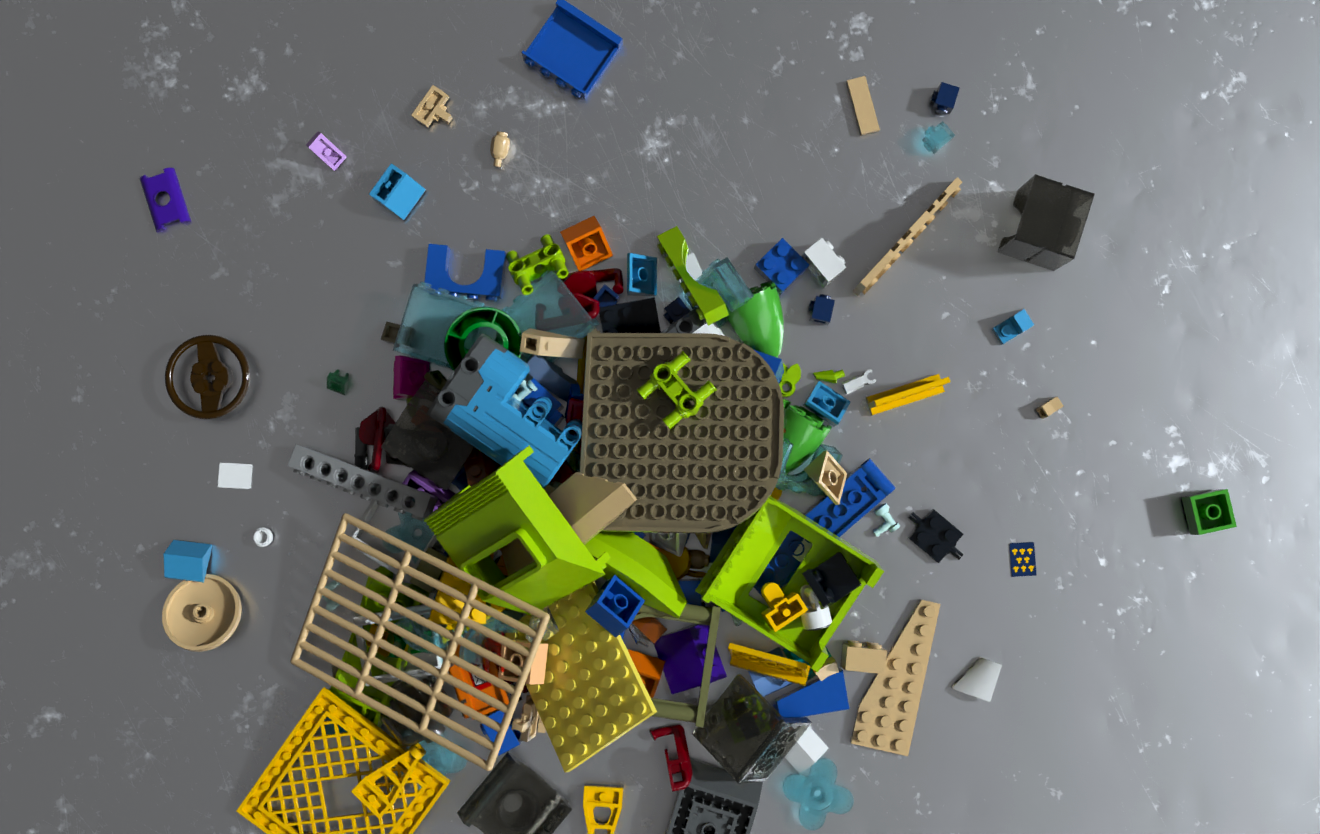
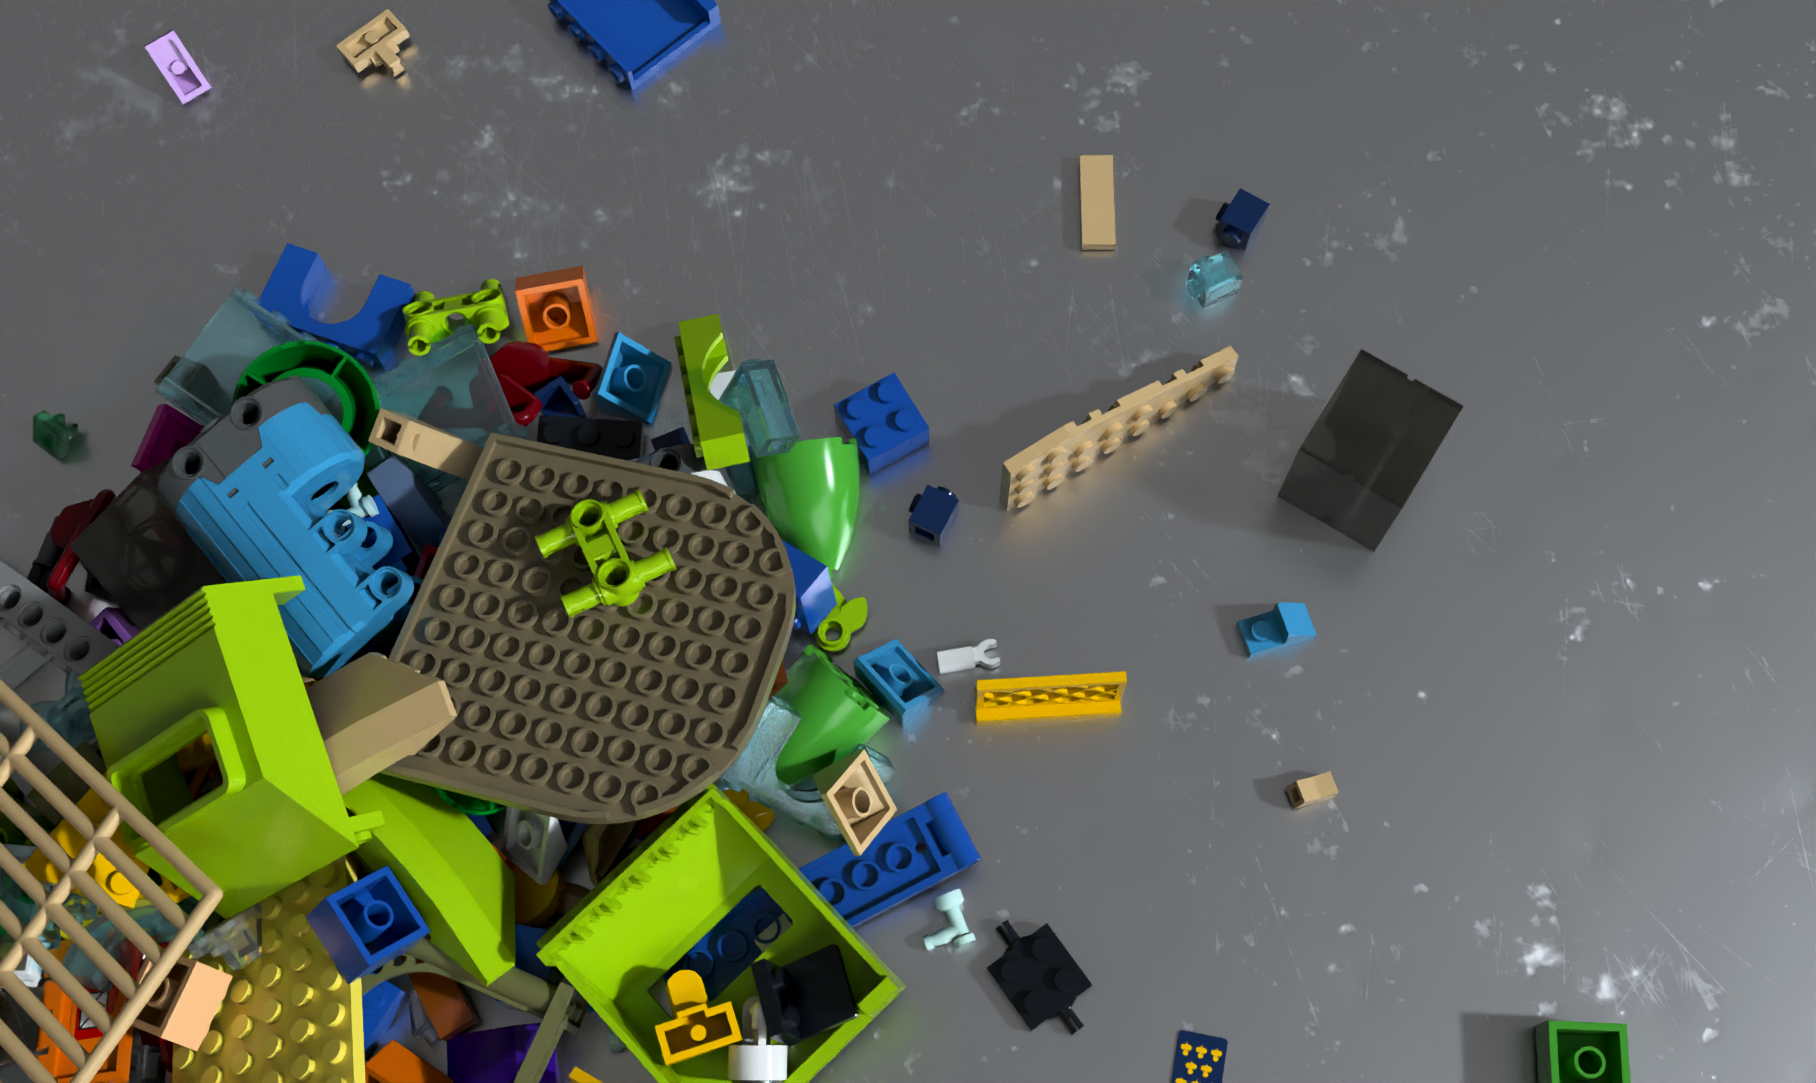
camera: 20 degrees right, 15 degrees down
(397, 191) = (267, 153): dark azure slope -> none
(499, 147) = (463, 127): tan plant -> none
(824, 262) = (956, 431): white brick -> none
(829, 375) = (917, 633): lime bar -> none

